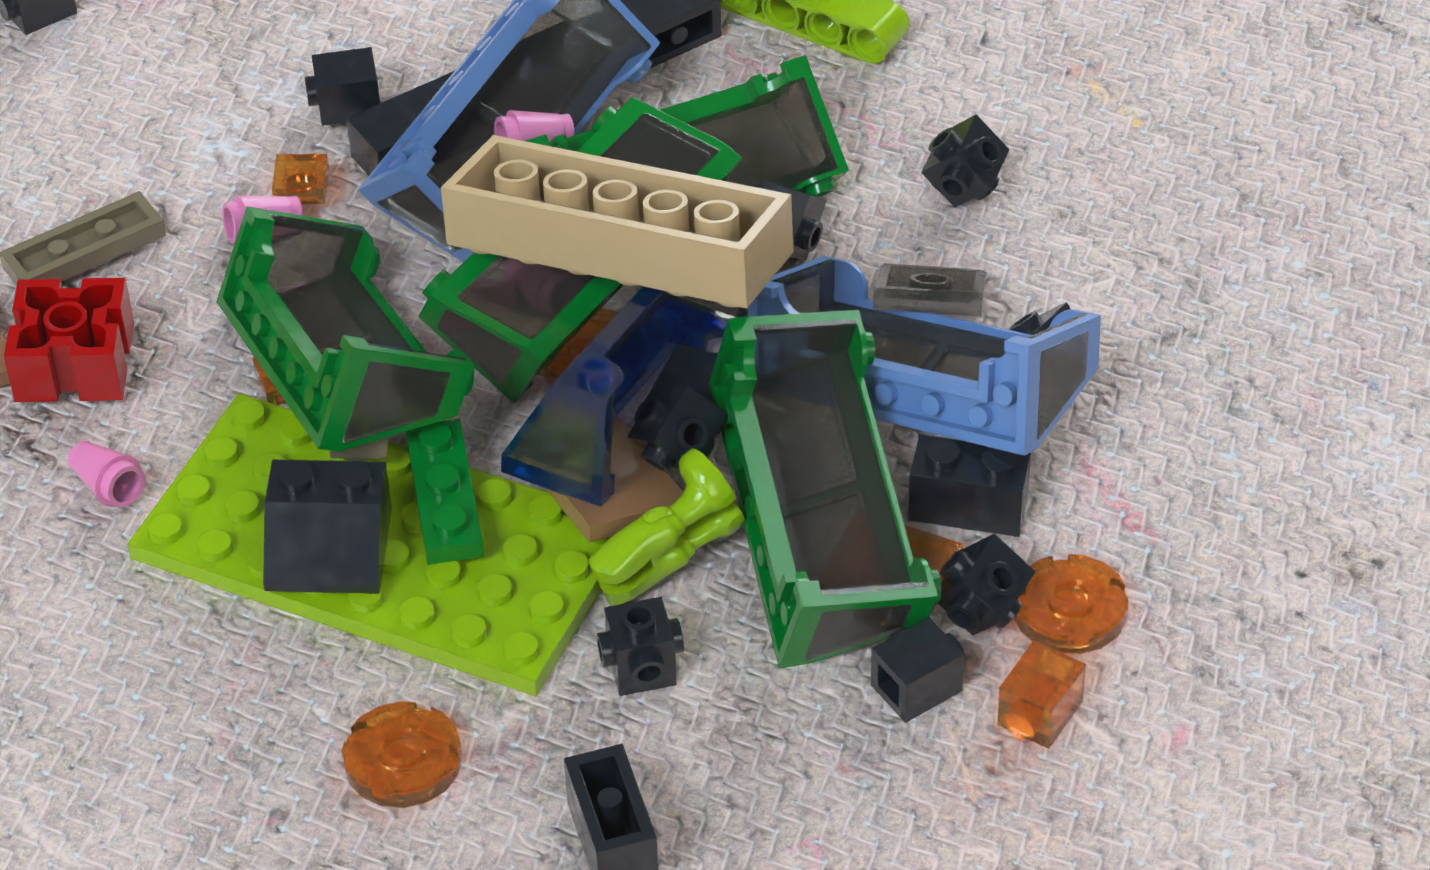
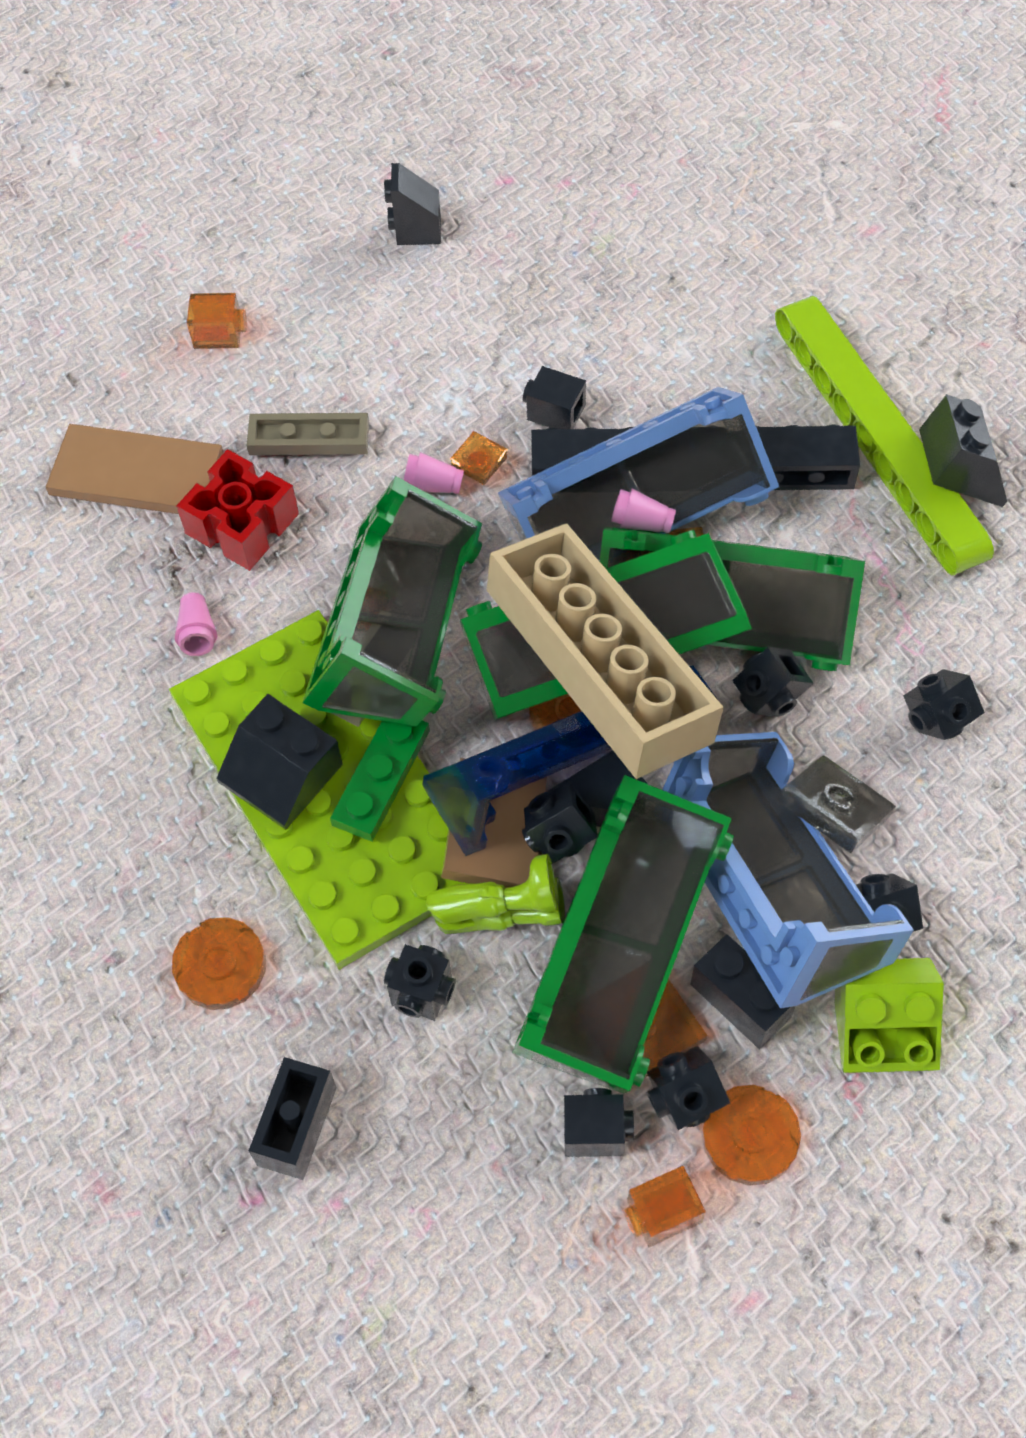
camera: 35 degrees right, 15 degrees up
(1123, 435) = (891, 1018): none -> lime slope

